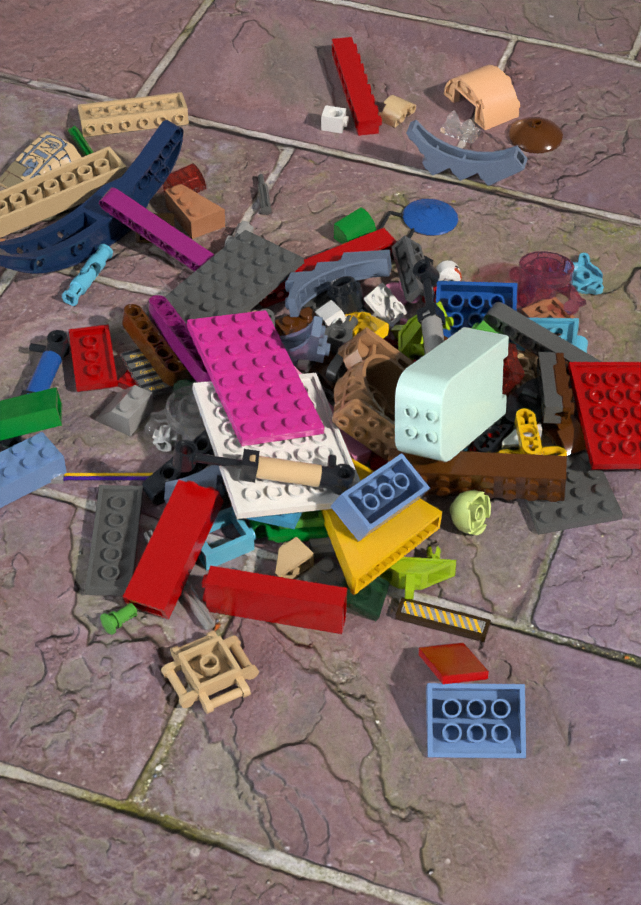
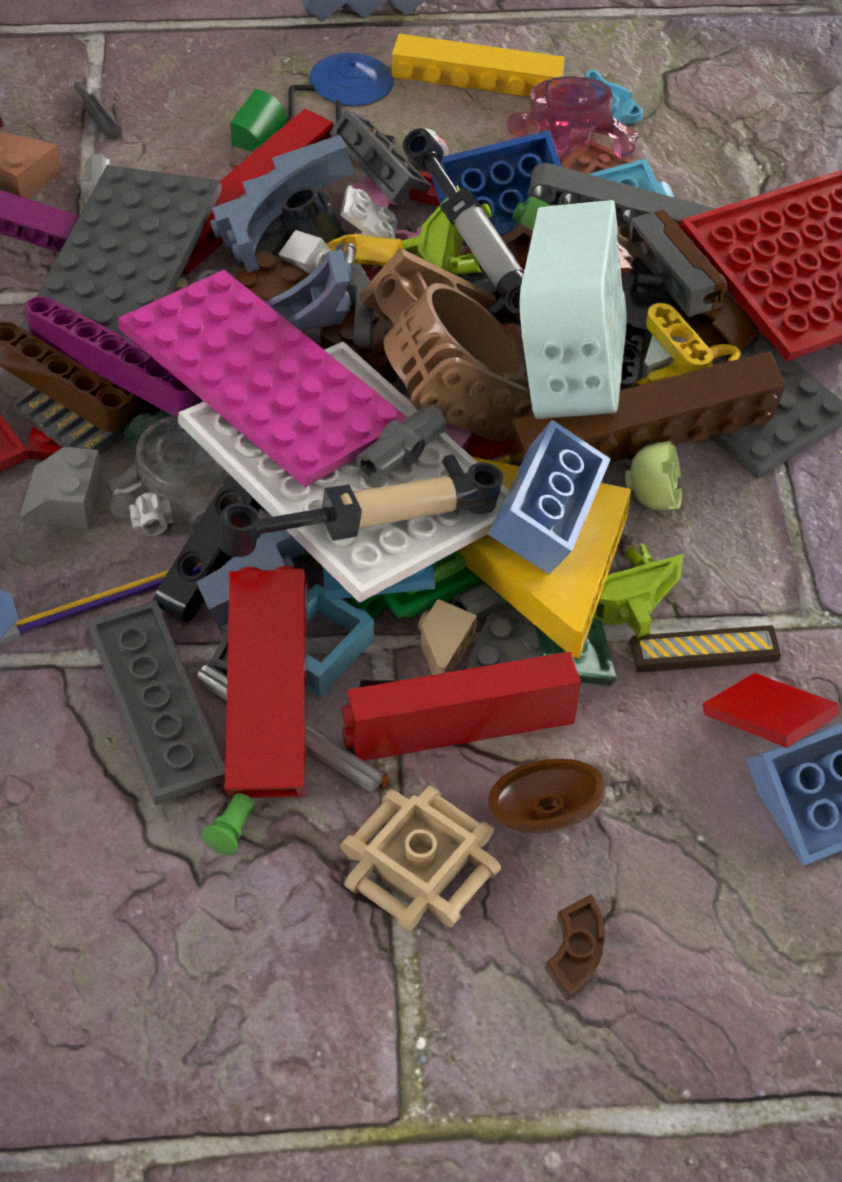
camera: 25 degrees left, 5 degrees up
(272, 752) = (580, 947): none -> reddish brown tile
(296, 664) = (547, 795): none -> reddish brown dish
(310, 439) = (401, 443): none -> dark grey piece
(508, 228) = (472, 65): none -> yellow brick

